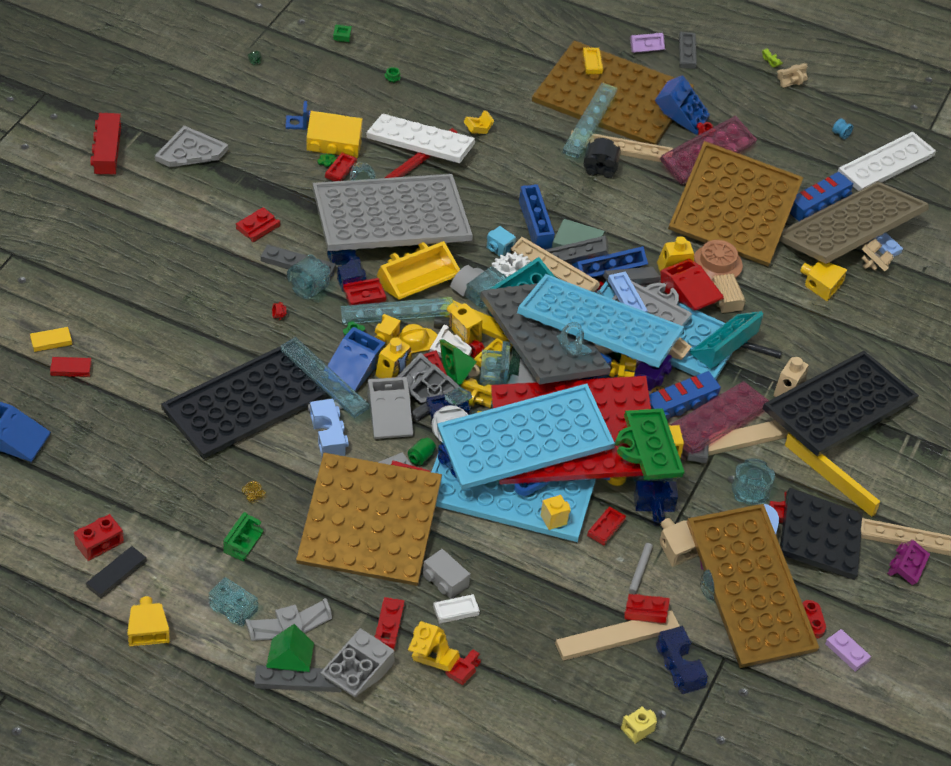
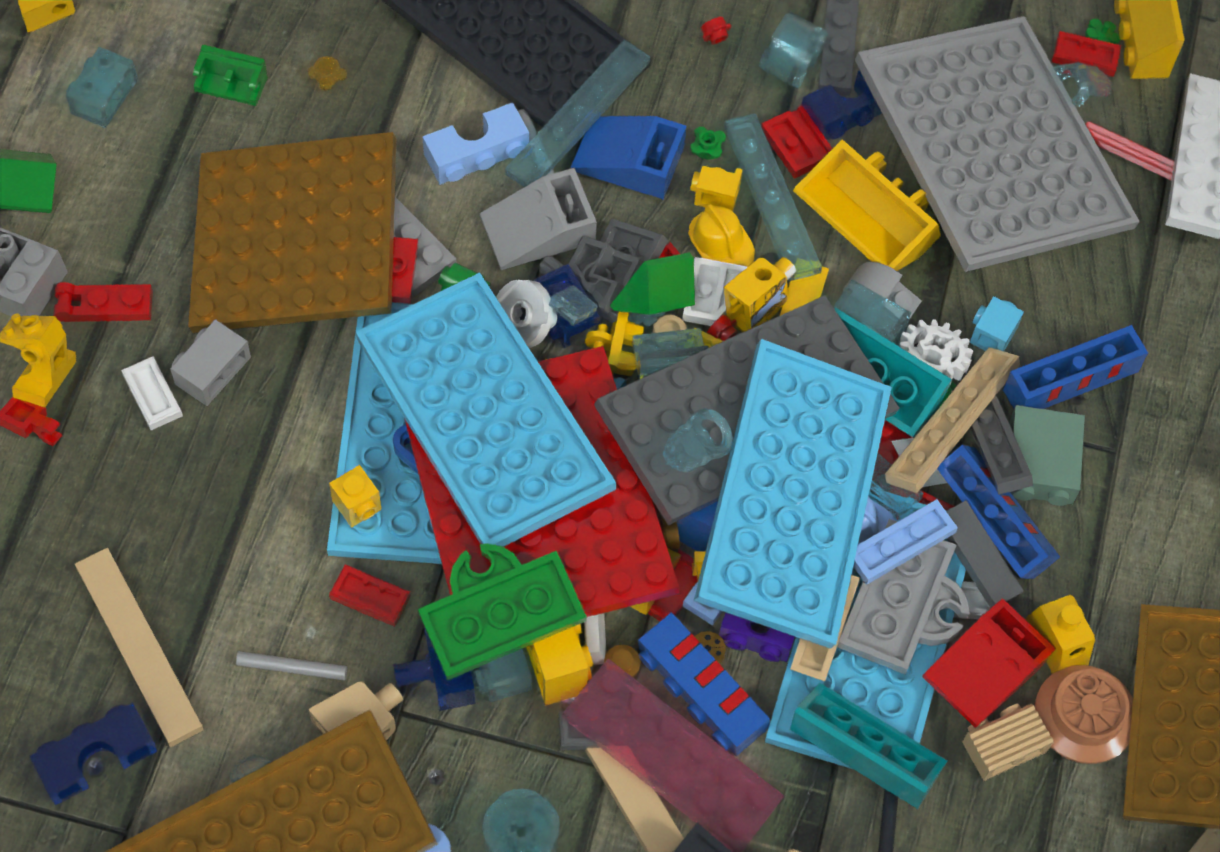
camera: 80 degrees right, 15 degrees up
(304, 620) = (83, 170): light grey plate -> none
(393, 359) = (649, 205): yellow torso -> none
(647, 608) = (195, 683): red plate -> none

